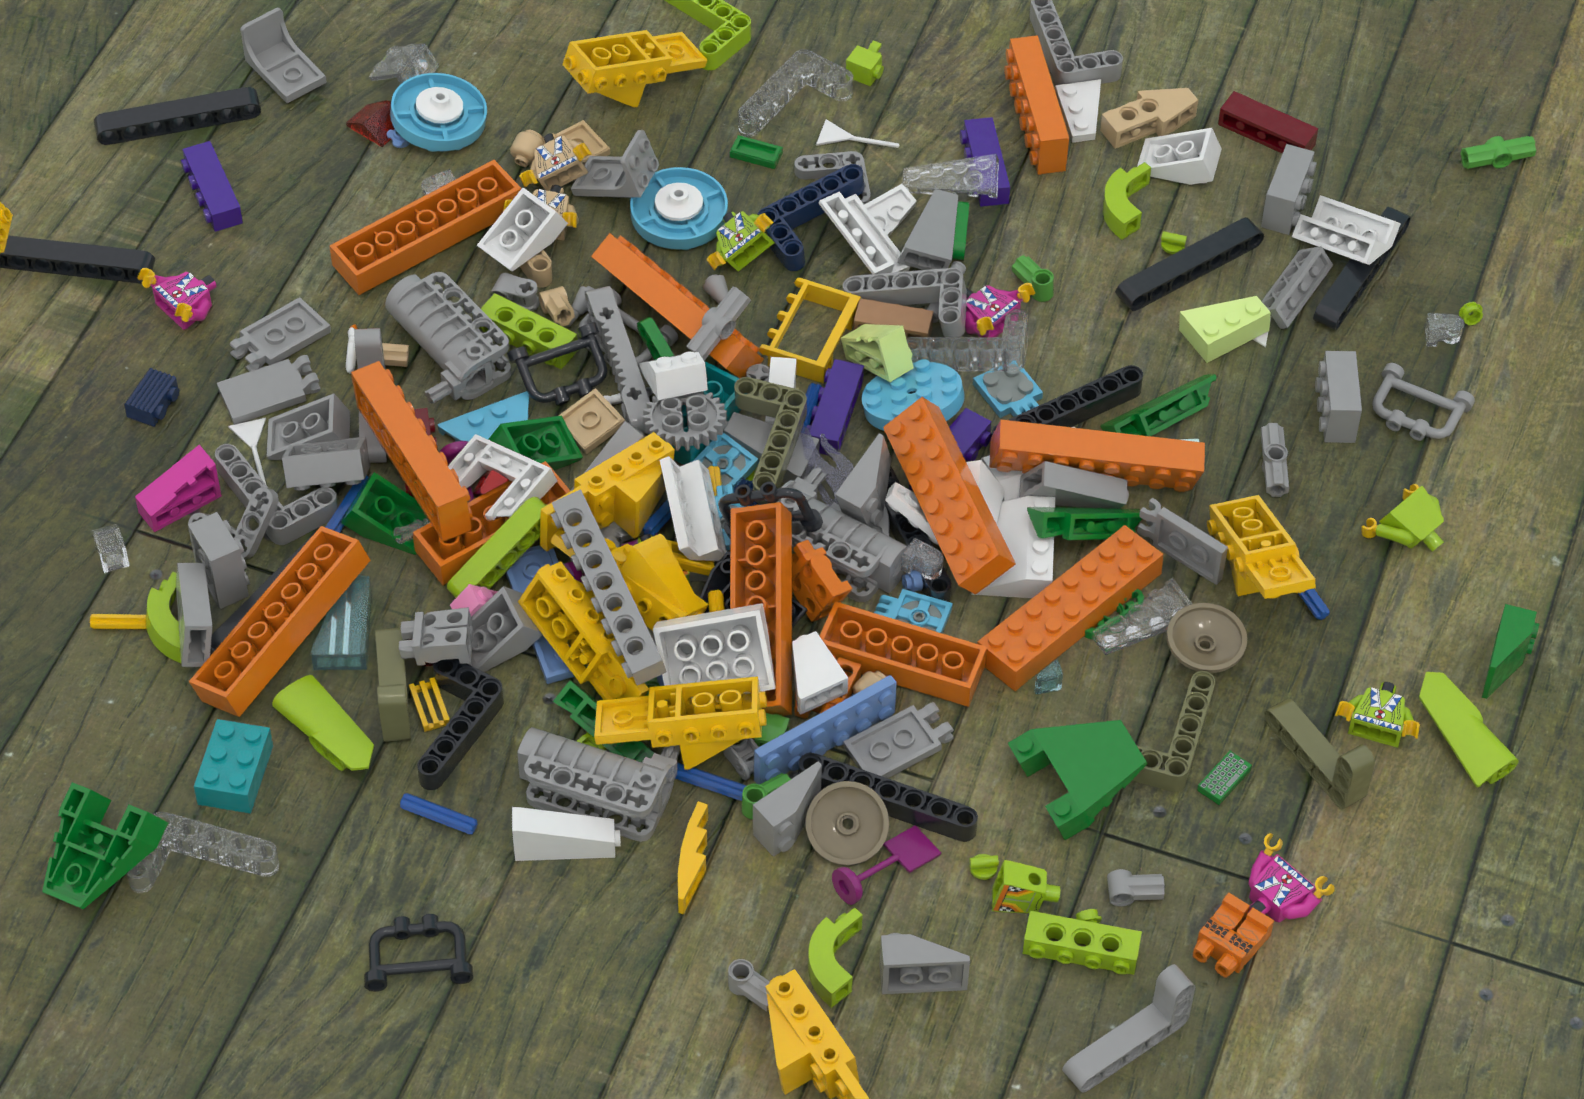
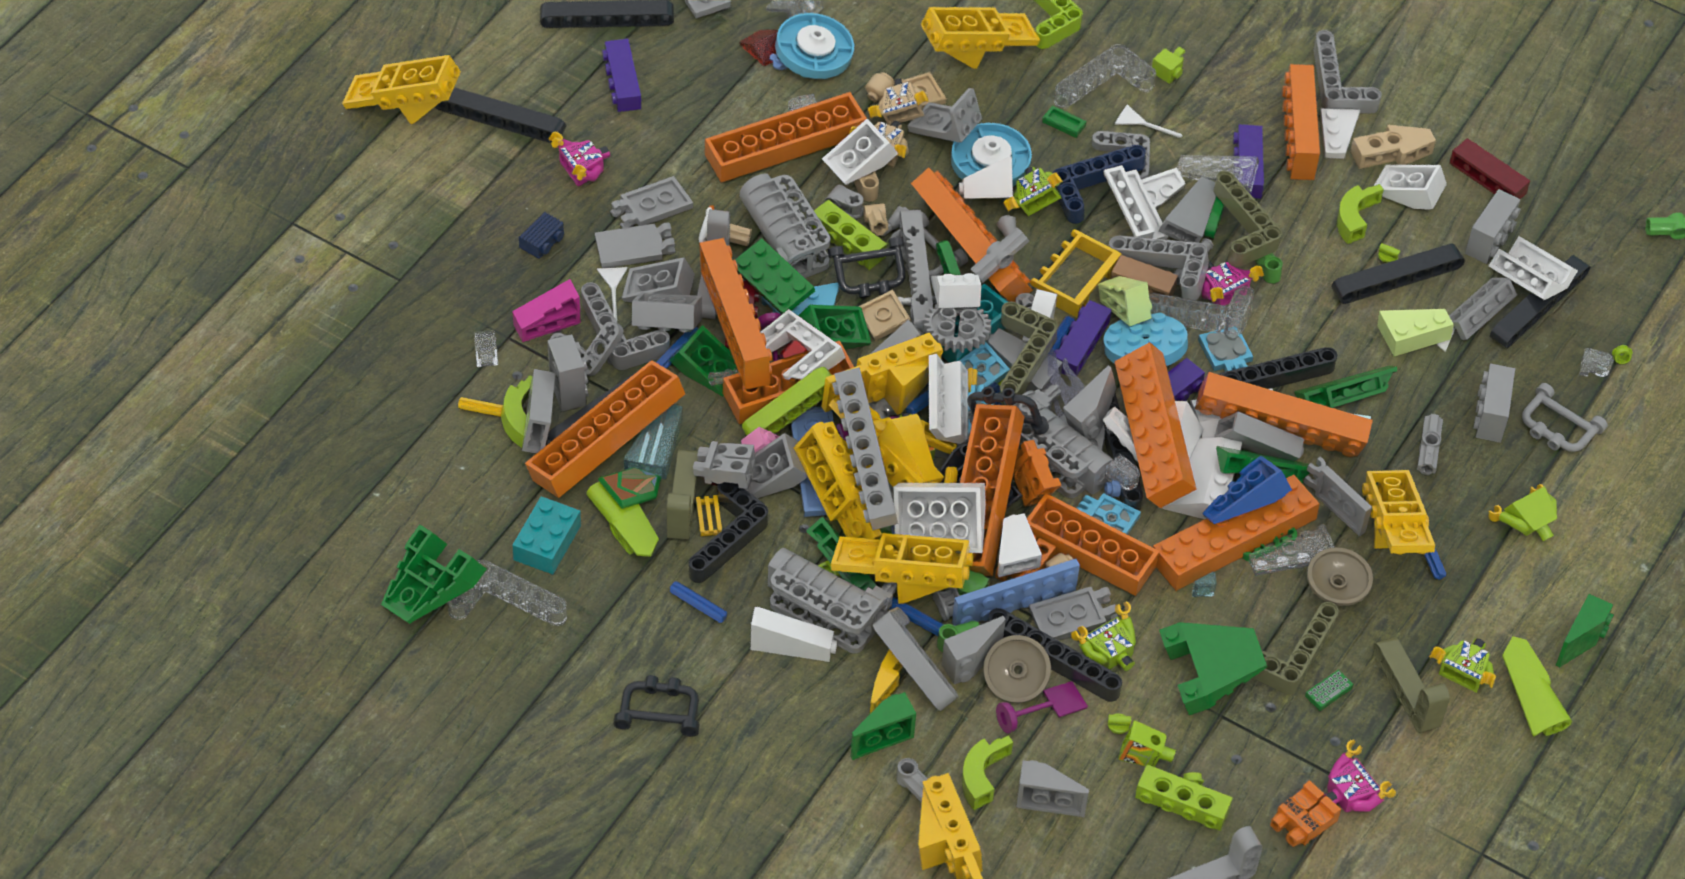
camera: 10 degrees right, 0 degrees up
(326, 686) = (631, 486): none -> tile
(449, 398) = (773, 277): none -> green plate
(684, 239) = (989, 182): none -> white slope
(704, 924) = (887, 725): none -> green slope
(720, 835) = (914, 659): none -> light grey beam
(953, 768) = (1111, 642): none -> torso
(1022, 241) = (1263, 232): none -> olive beam
(1086, 548) = (1258, 486): none -> blue wedge
(1126, 887) = (1229, 761): light grey piece -> none

